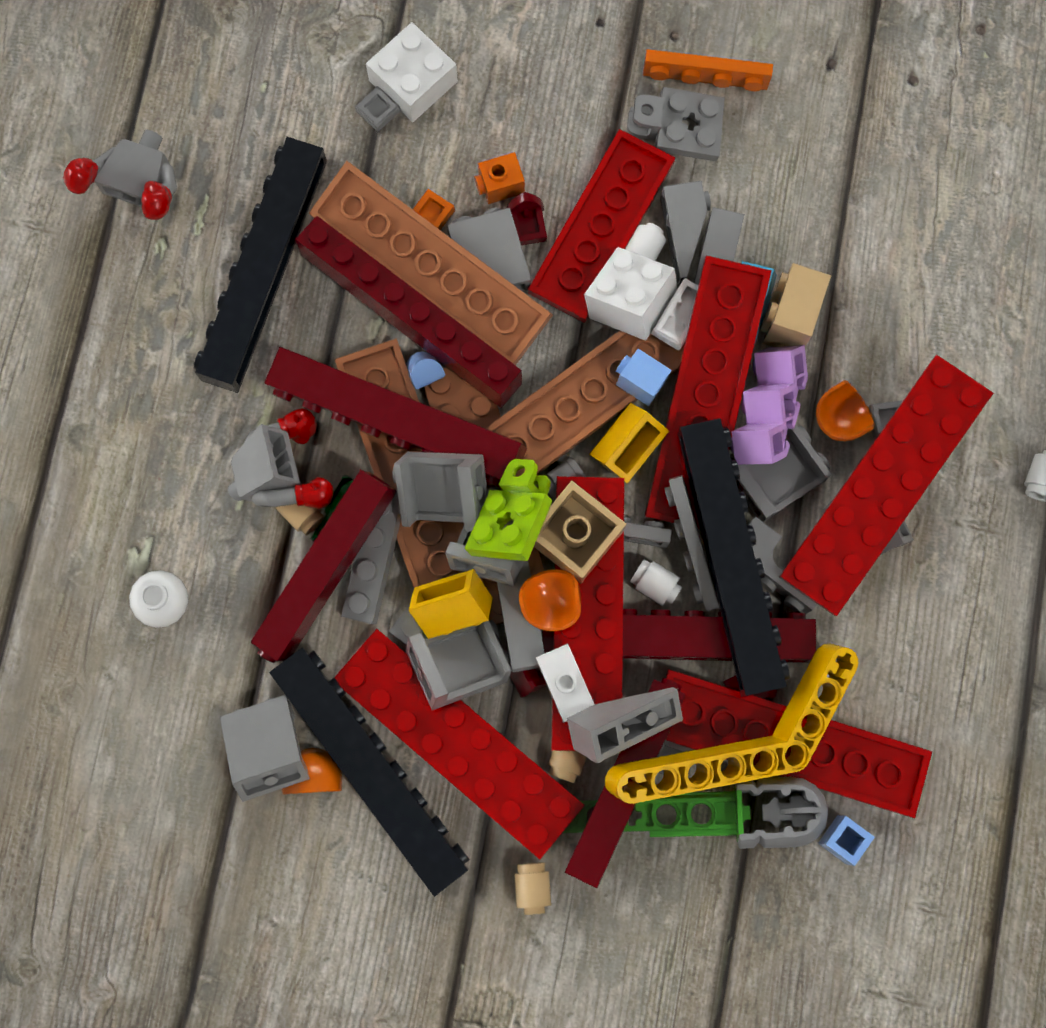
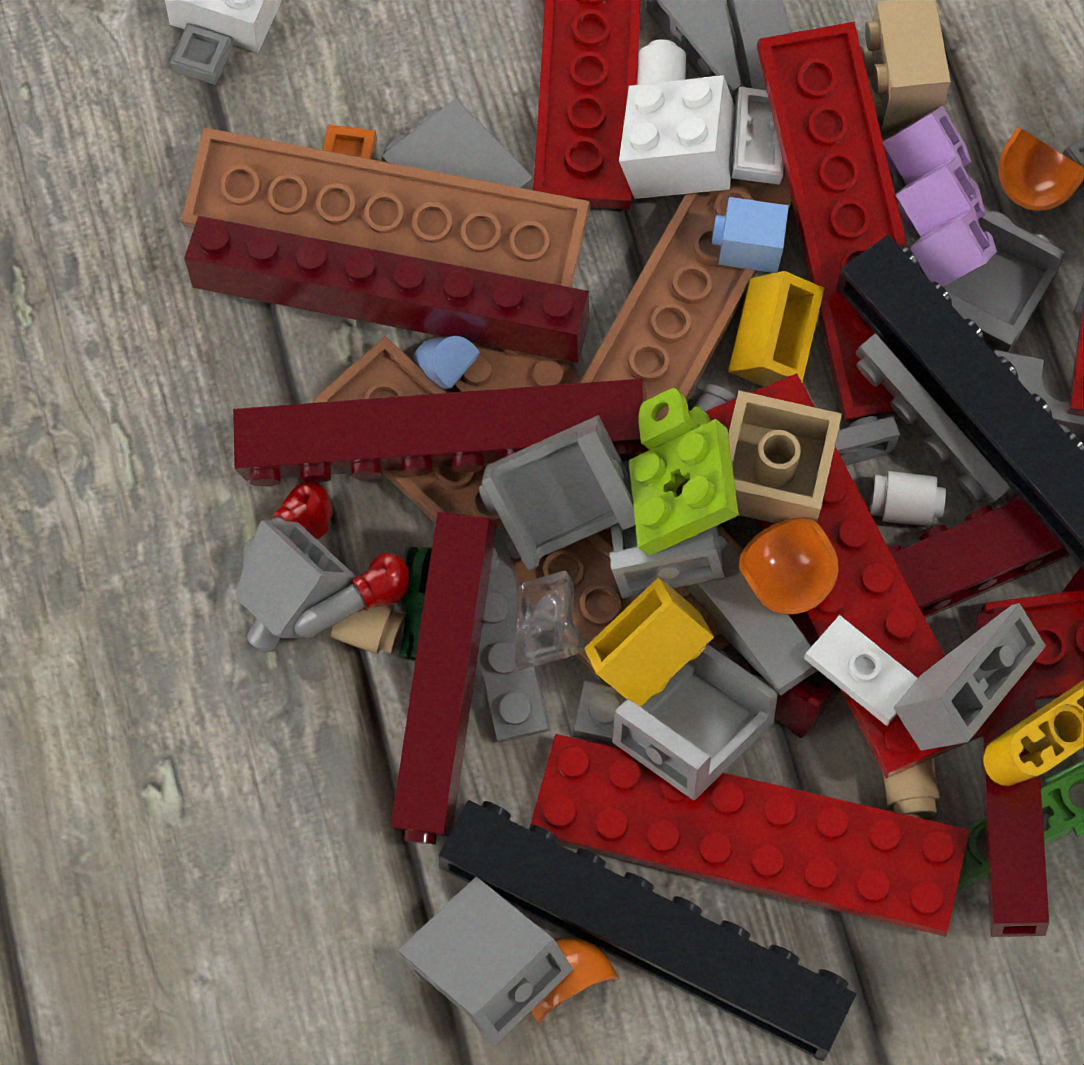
camera: 25 degrees left, 10 degrees down
(158, 599) = (227, 830): white piece -> none
(260, 265) = (145, 324): black brick -> none
(396, 563) = (546, 621): none -> clear slope
(500, 178) = (420, 70): orange brick -> none
(528, 218) = (486, 103): dark red tile -> none
(532, 888) = (954, 981): tan brick -> none

